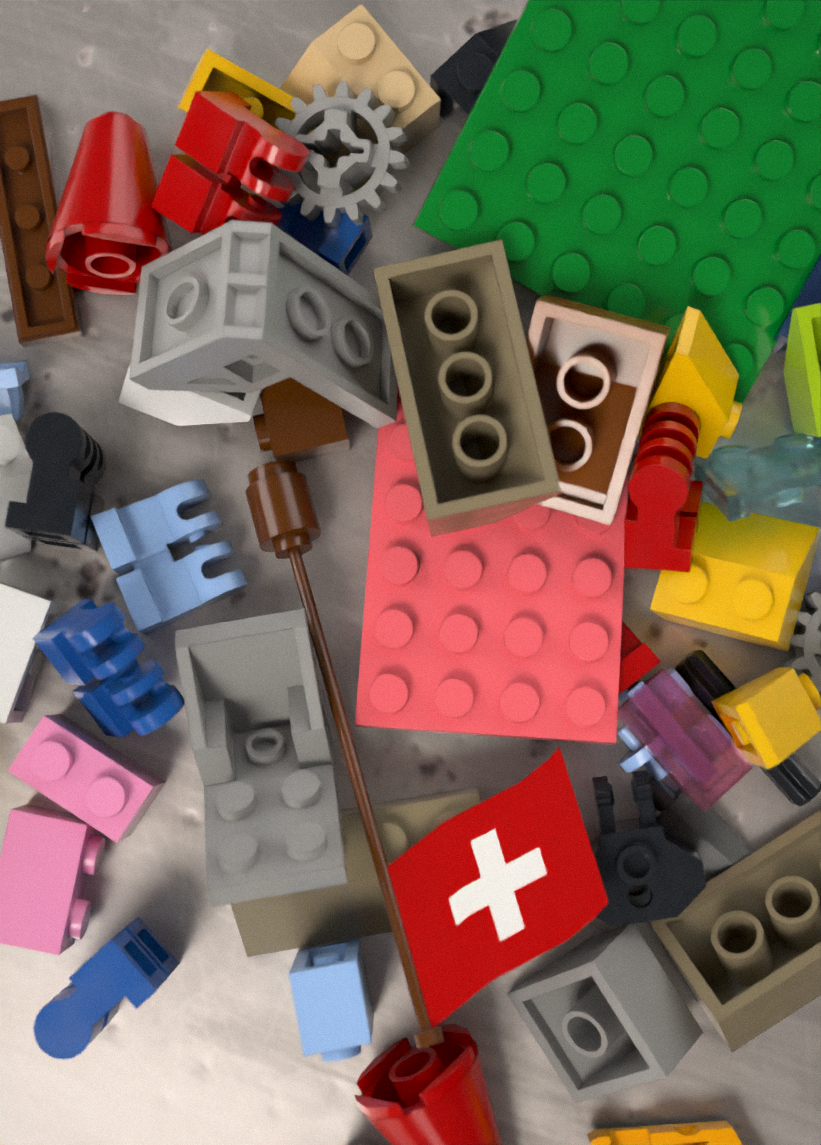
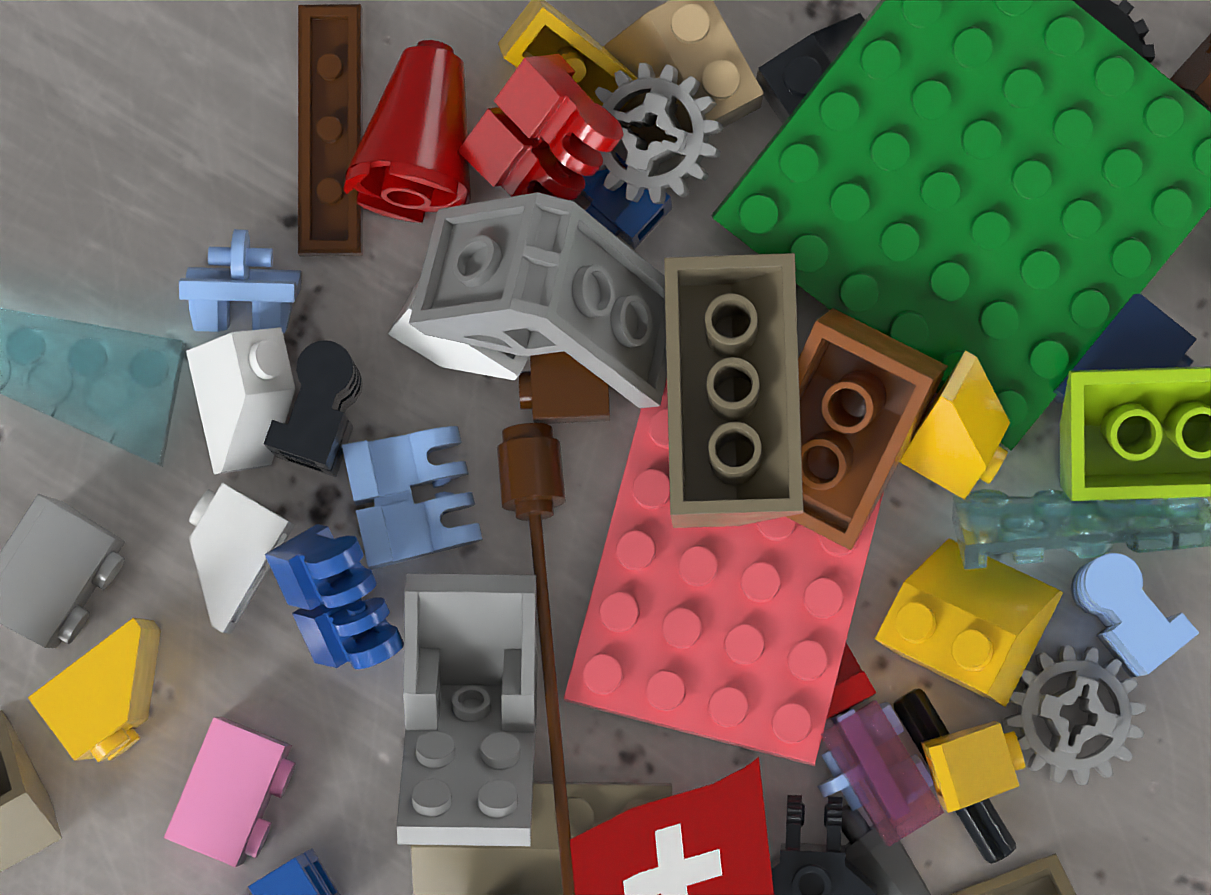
camera: 20 degrees right, 0 degrees up
(86, 776) = (291, 699): bright pink brick -> none
(663, 499) = (907, 528): red legs -> none

